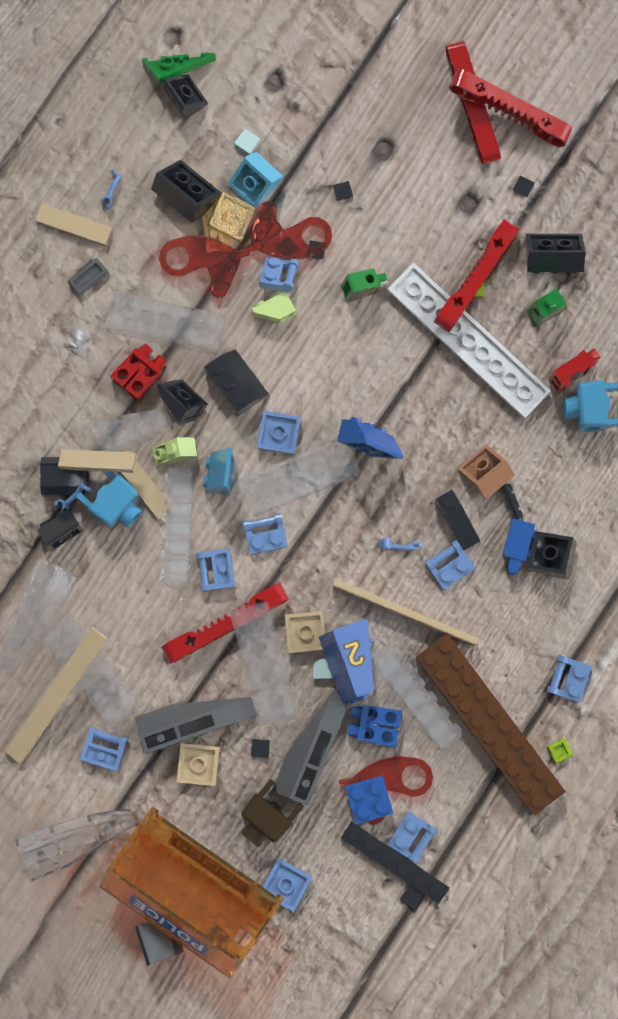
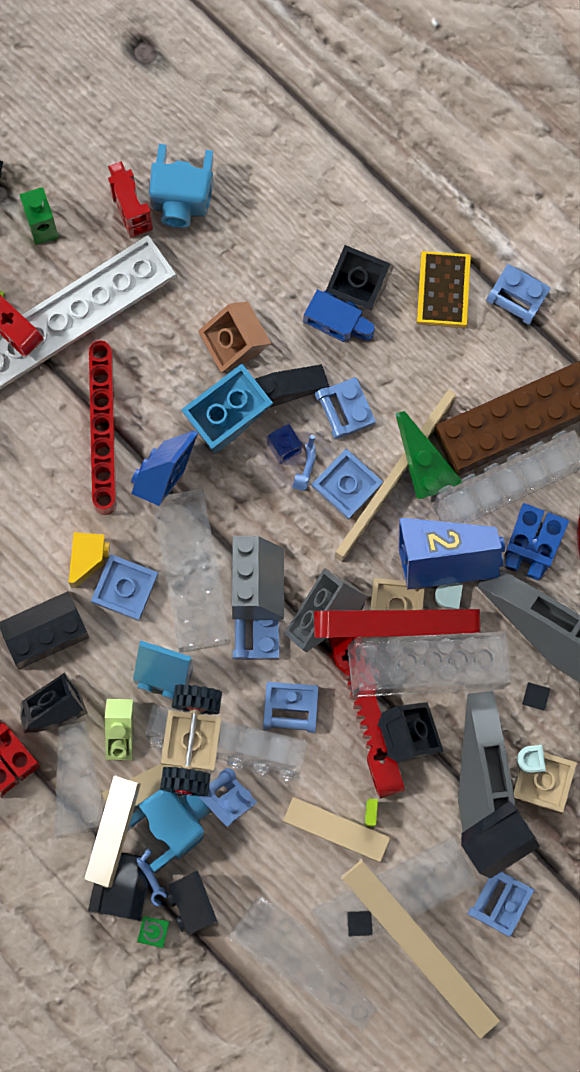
camera: 85 degrees left, 5 degrees down
(37, 506) = (153, 932): none -> green tile
(65, 647) = (359, 923): none -> black piece
(133, 621) = (336, 829): none -> tan tile
(134, 541) = (231, 804): none -> medium blue plate
(141, 735) = (498, 841): none -> black slope
(149, 642) = (371, 813): none -> lime tile
(168, 500) = (191, 740): none -> plate
(210, 751) = (531, 759): none -> light aqua tile
(211, 659) = (409, 732): none -> black slope
(288, 633) = (395, 623): none -> red beam
(289, 580) = (327, 594): none -> dark grey slope
(295, 400) = (86, 556): none -> yellow slope
(303, 526) = (257, 579): none -> dark grey slope
(390, 578) = (347, 484): none -> medium blue plate
(402, 384) = (102, 415): none -> red beam
(410, 525) = (284, 443): none -> clear blue brick
(413, 634) = (426, 464): none -> green wing
(425, 476) = (227, 408): none -> dark azure slope
(511, 501) = (280, 314): black axle -> none
(560, 621) = (443, 289): none -> tile

